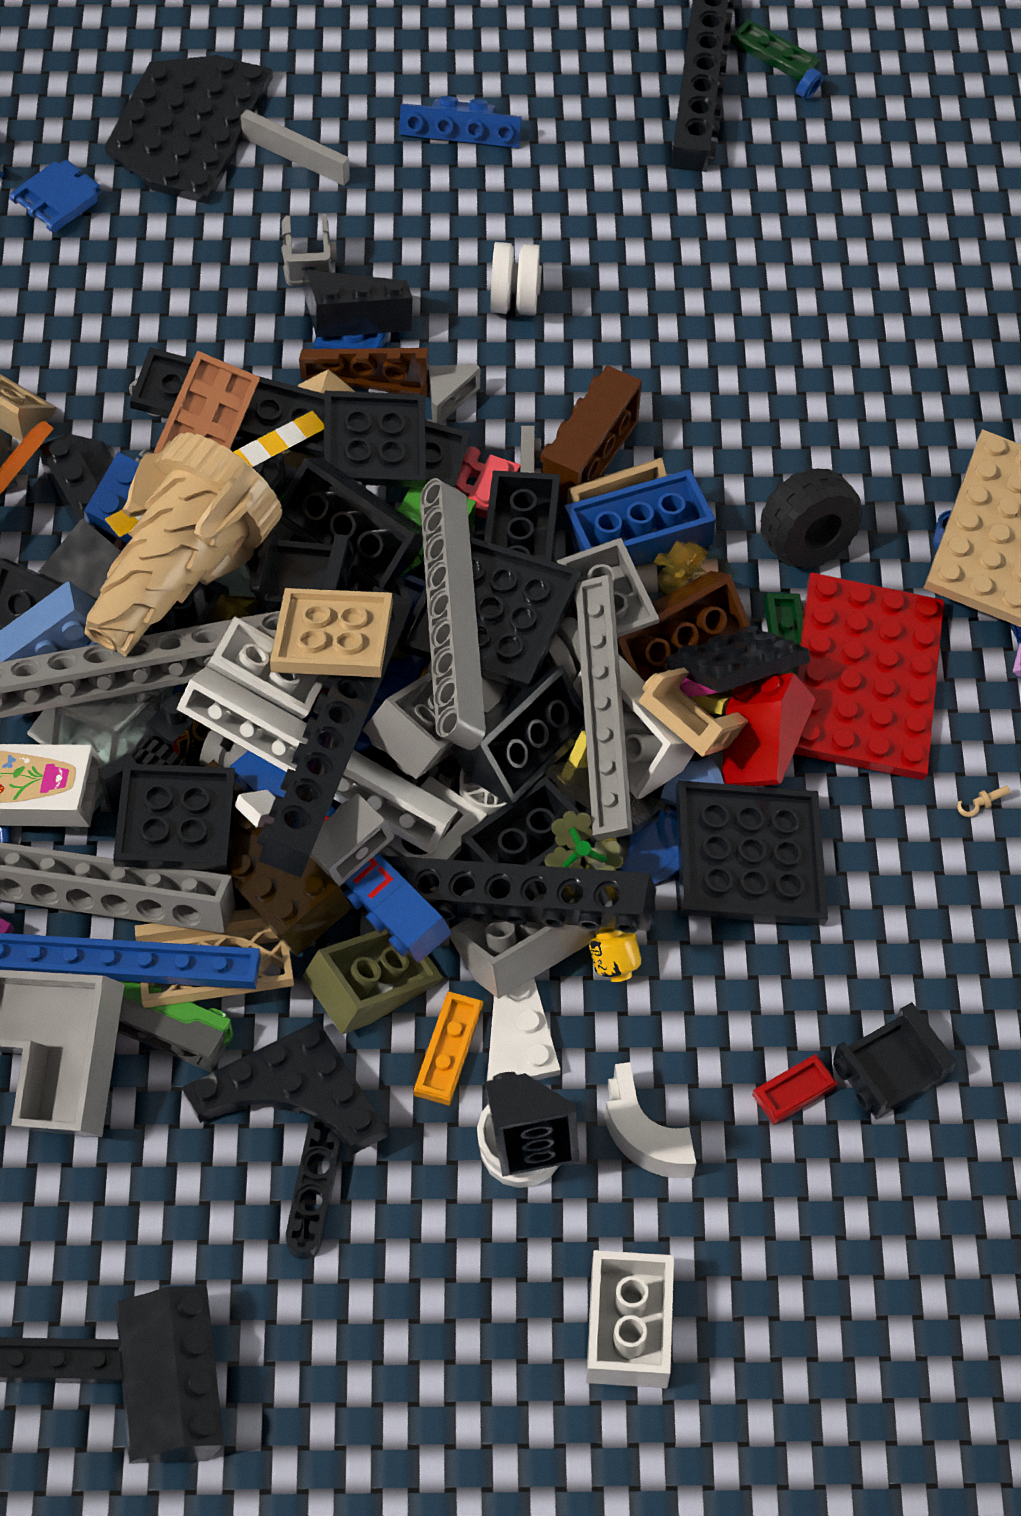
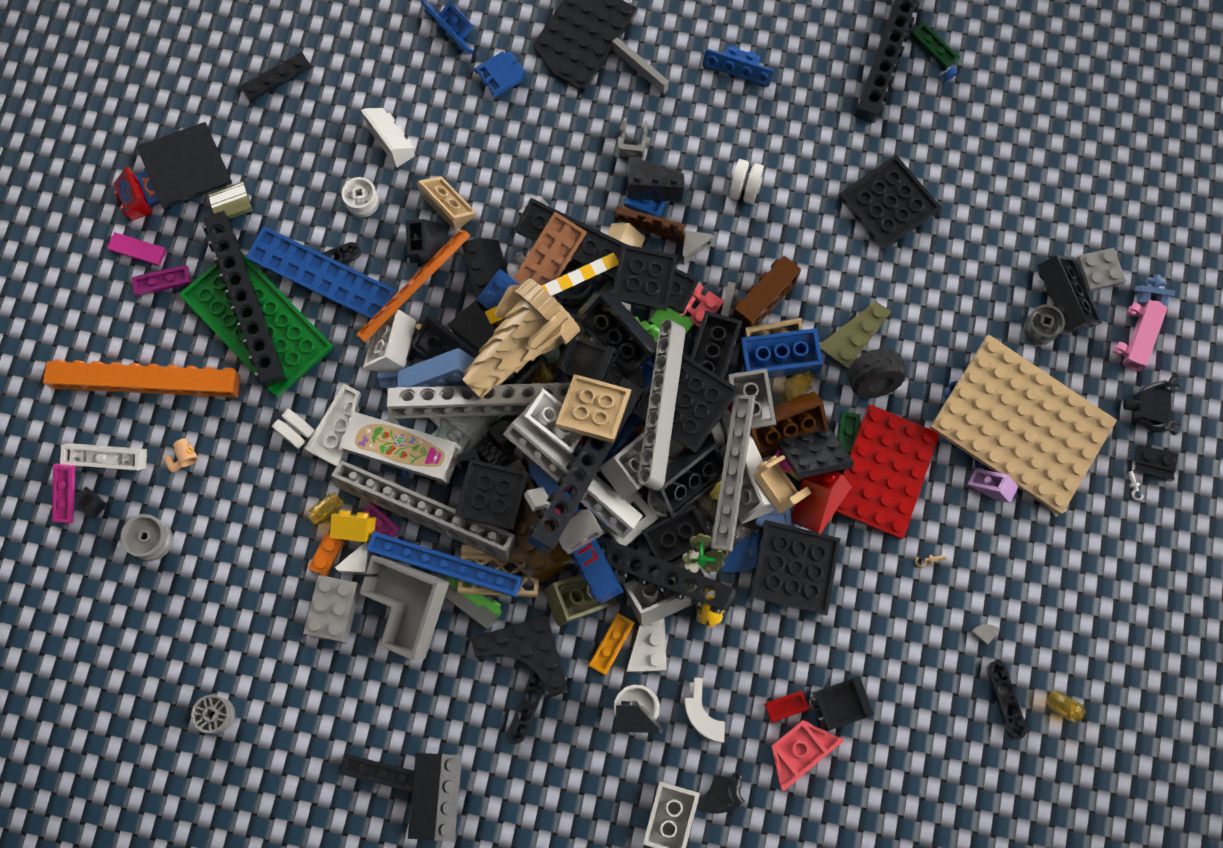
camera: 15 degrees right, 15 degrees up
(715, 1265) = (723, 795): none -> black arm
(746, 488) = (854, 336): none -> olive wing
(763, 276) = (890, 202): none -> black plate
(840, 1157) = (801, 751): none -> coral wing

